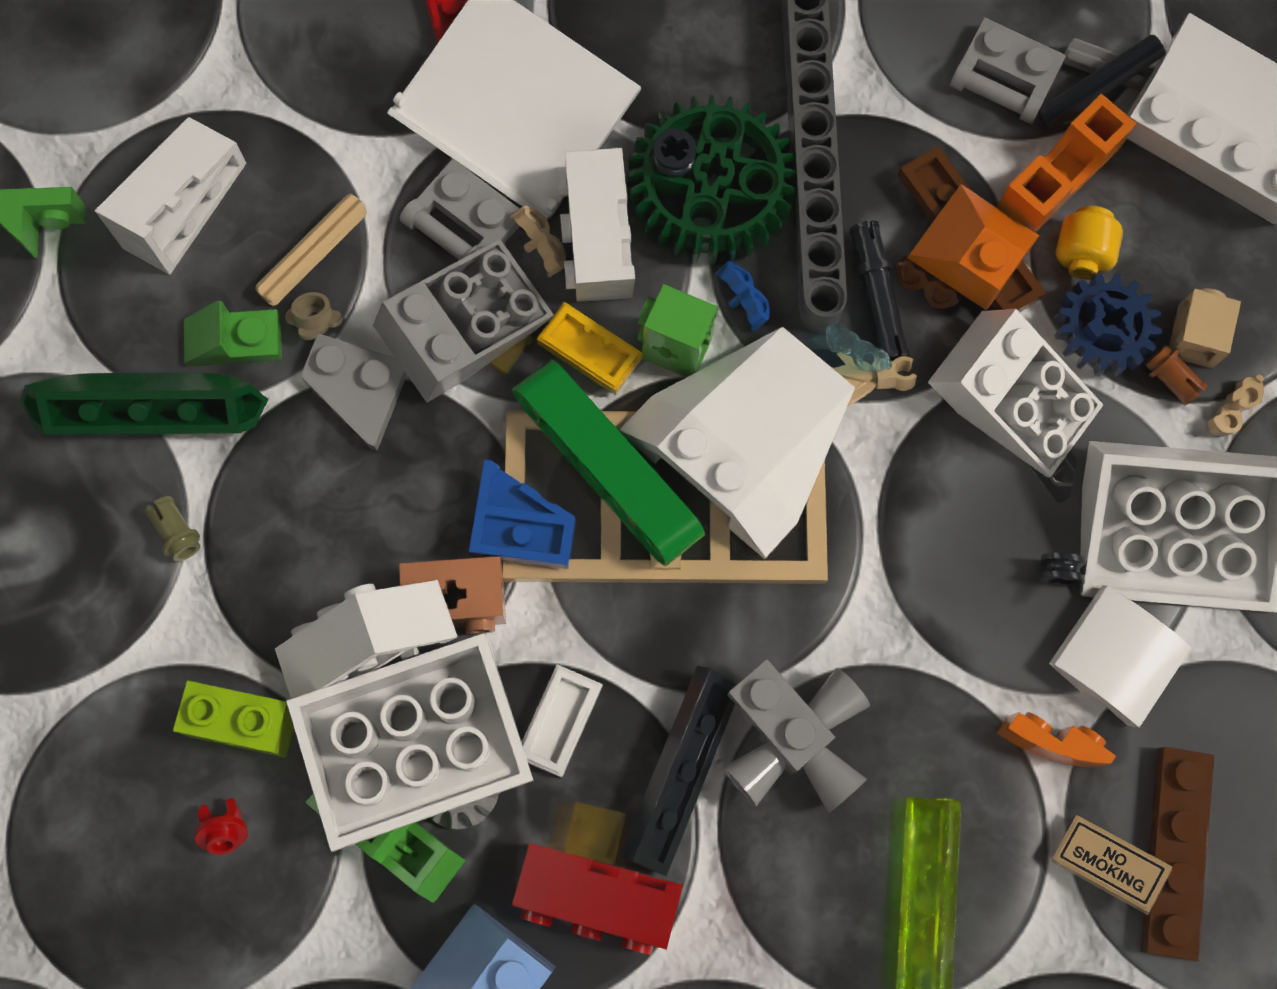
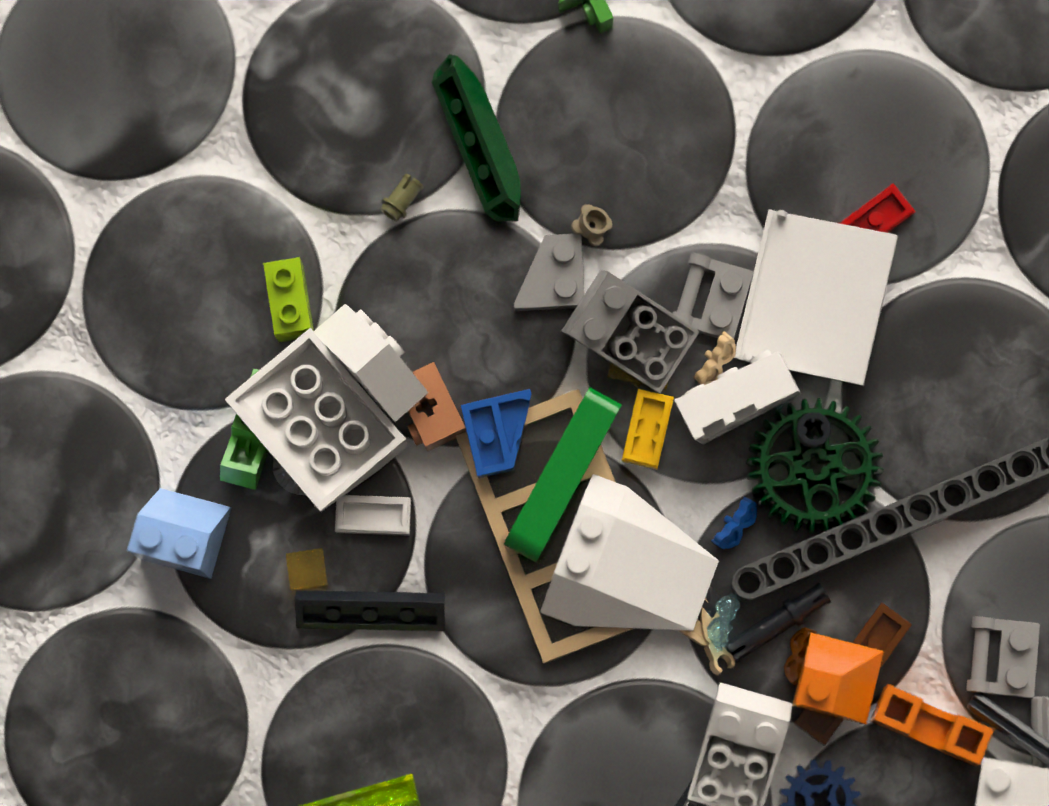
camera: 80 degrees right, 5 degrees up
(172, 194) = (641, 88): white wedge -> none
(221, 833) = (212, 324): red plate -> none
(223, 337) = (555, 175): bright green slope -> none
(311, 250) = (643, 201): tan axle -> none
(597, 898) = (263, 586): red wedge -> none
(676, 330) = (678, 485): bright green brick -> none
(795, 735) = (422, 677): light grey brick -> none
(1089, 242) = (880, 765): yellow head -> none

